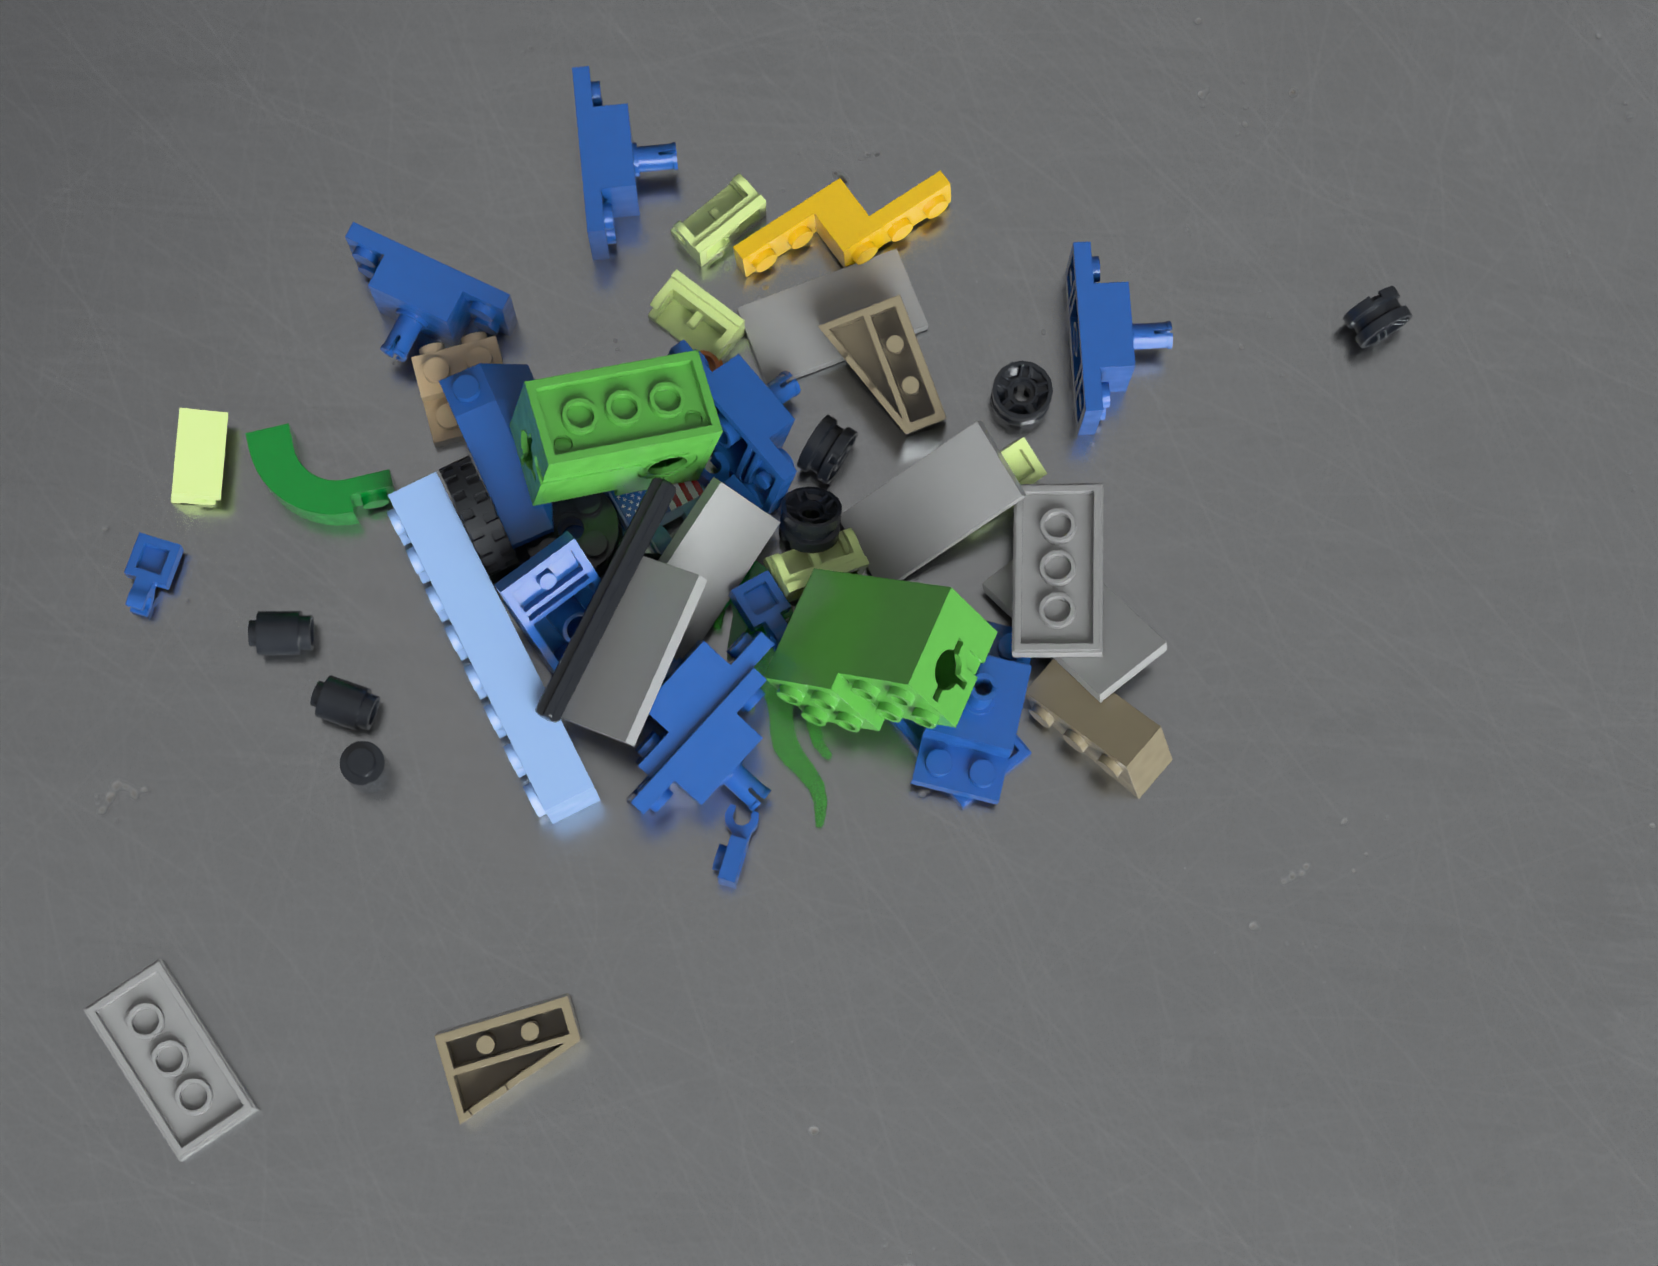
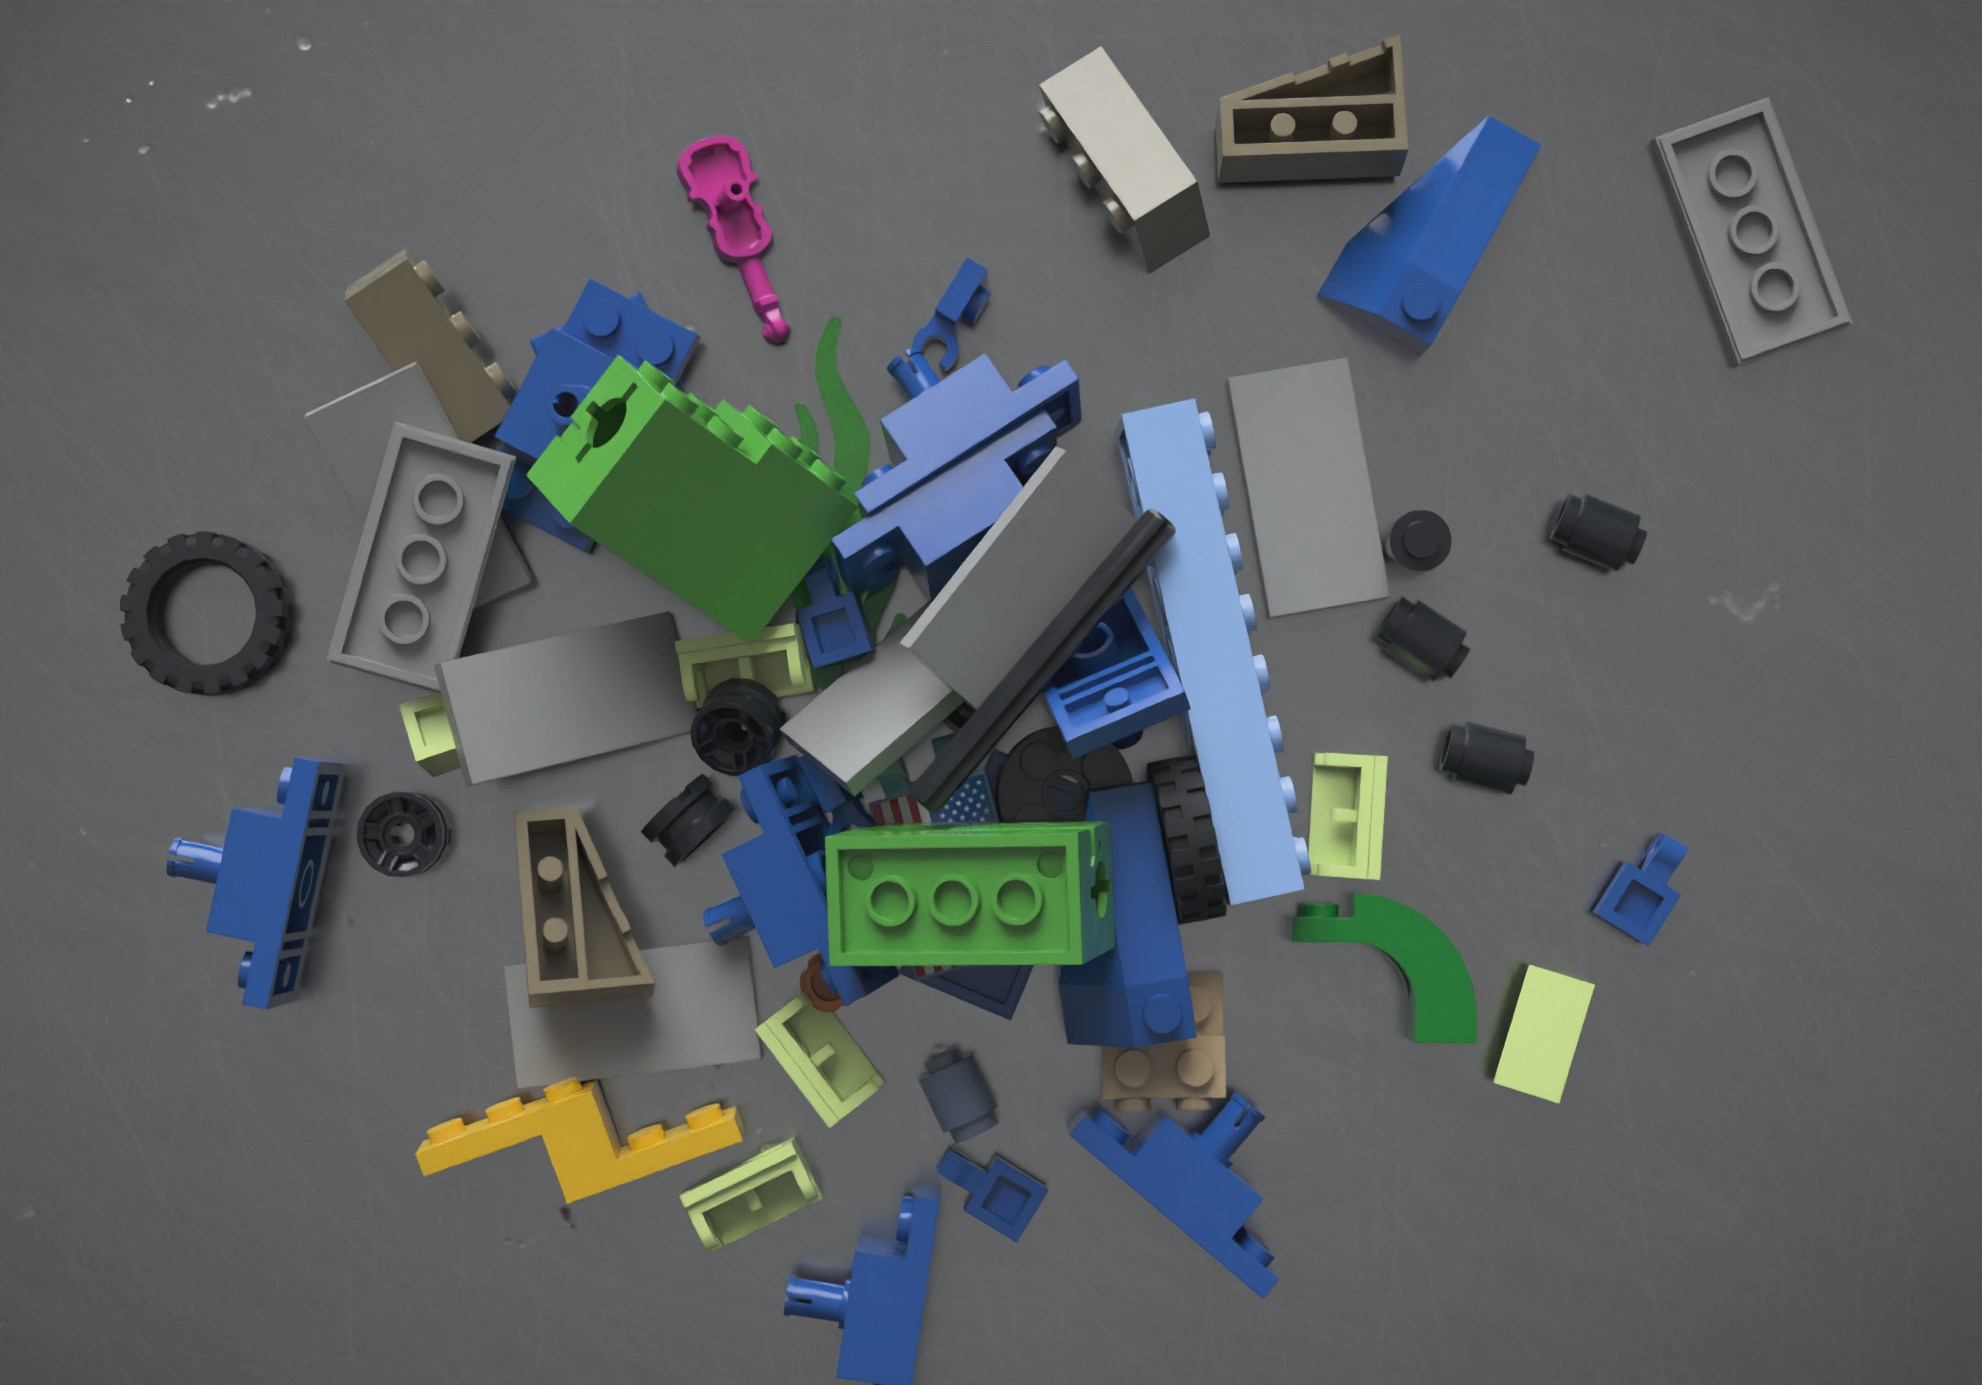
camera: 165 degrees left, 10 degrees up
(236, 810) = (1599, 531): none -> black brick
(371, 569) = (1347, 815): none -> yellowish green hinge
(406, 985) = (1422, 248): none -> blue wedge
(452, 792) = (1308, 487): none -> light grey tile
(551, 259) = (1000, 1194): none -> blue plate
(594, 317) = (959, 1095): none -> sand blue brick
(642, 987) = (1125, 158): none -> wedge
(929, 901) = (718, 179): none -> dark pink piece
(1216, 466) = (145, 595): none -> black tyre

